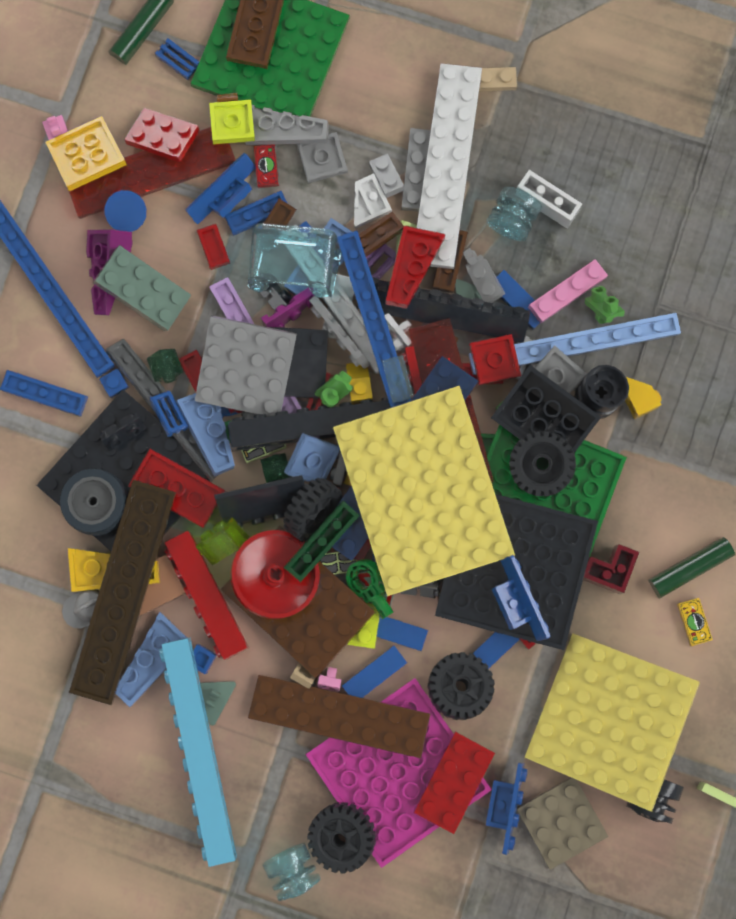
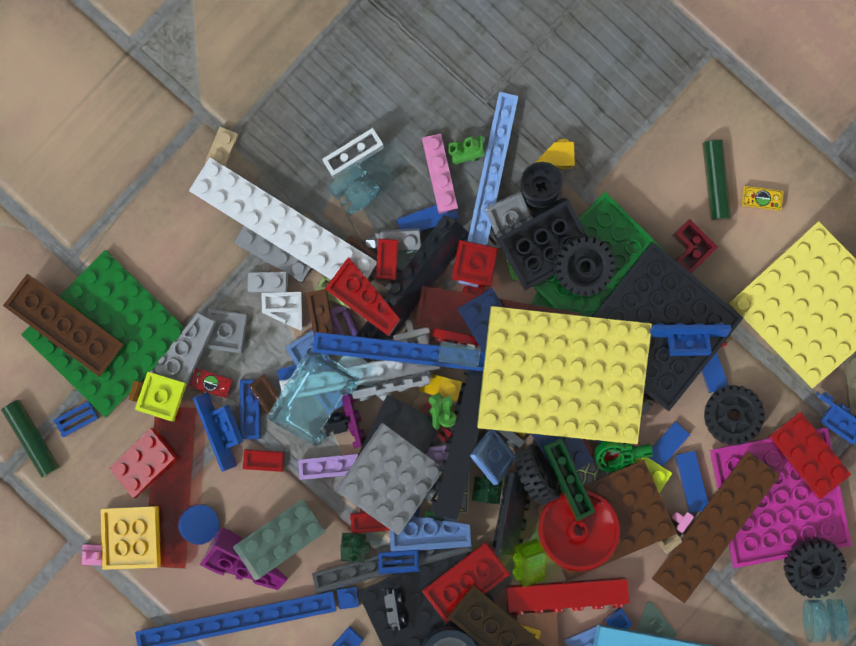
camera: 75 degrees left, 5 degrees up
(461, 274) = (387, 258): none -> red tile

